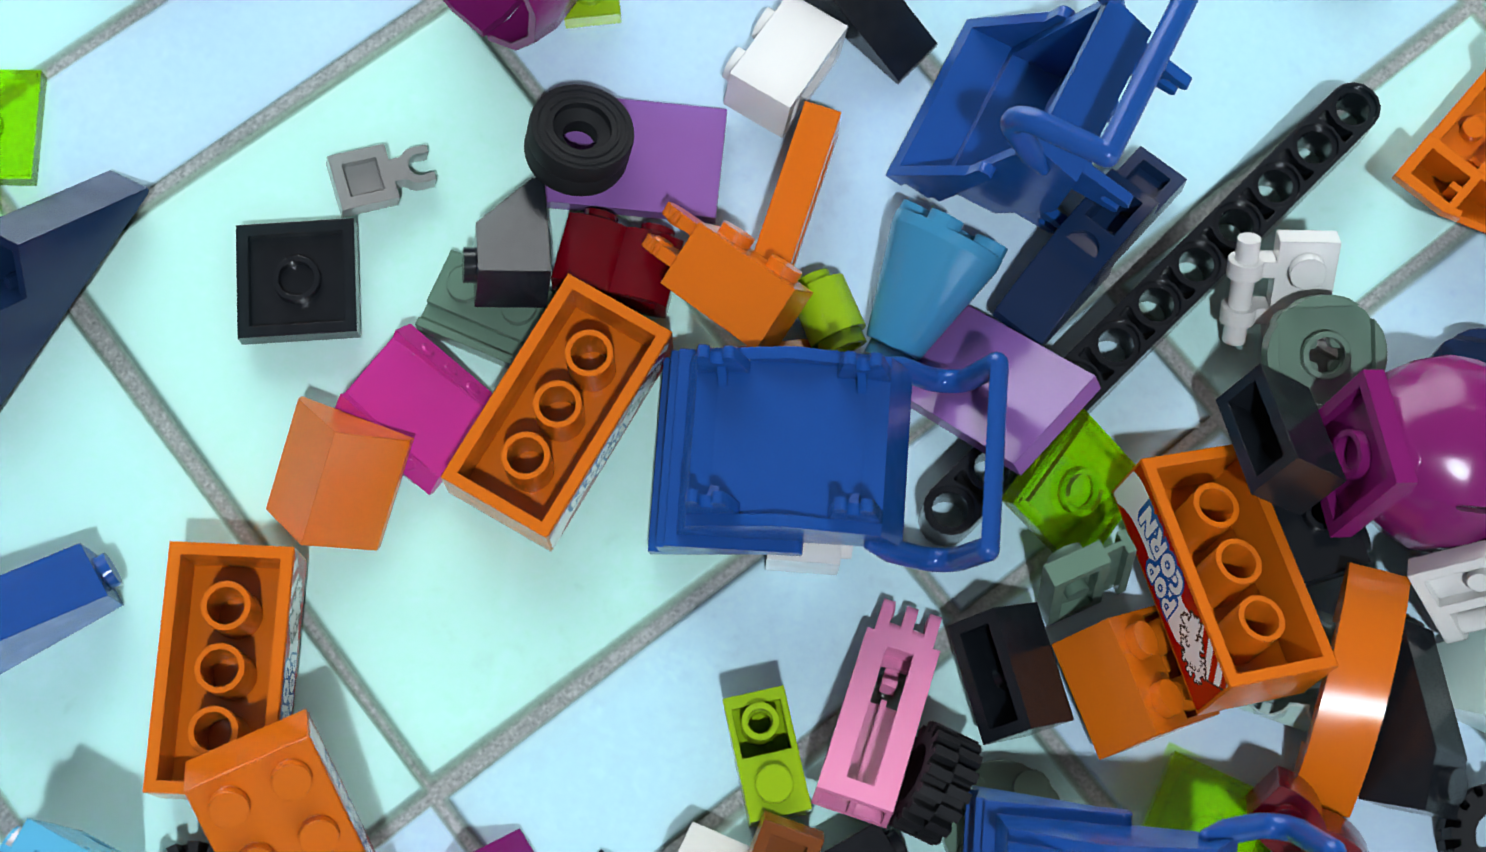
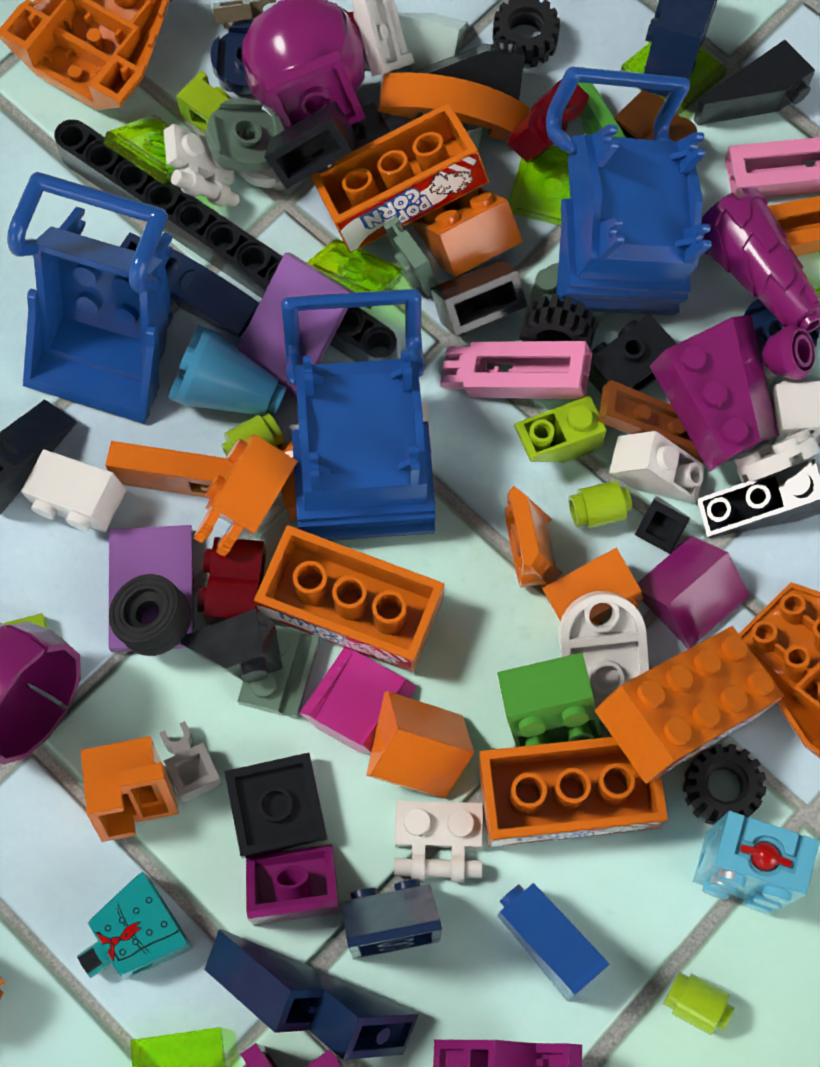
camera: 95 degrees left, 5 degrees down
(92, 394) = (391, 919): none -> dark blue slope
(169, 89) = (133, 932): none -> teal torso
(182, 287) = (291, 885): none -> magenta slope
(228, 491) = (438, 826): none -> white plate
(347, 658) = (550, 702): none -> bright green slope
(353, 81) = (125, 786): none -> orange plate
(400, 750) = (611, 650): none -> white tile
(506, 762) = (601, 574): none -> orange brick
(603, 684) = (530, 541): none -> orange slope
(648, 800) = (600, 505): none -> lime brick
(1330, 199) = (143, 146): none -> clear neon green tile
(1406, 308) = (200, 100): none -> lime brick

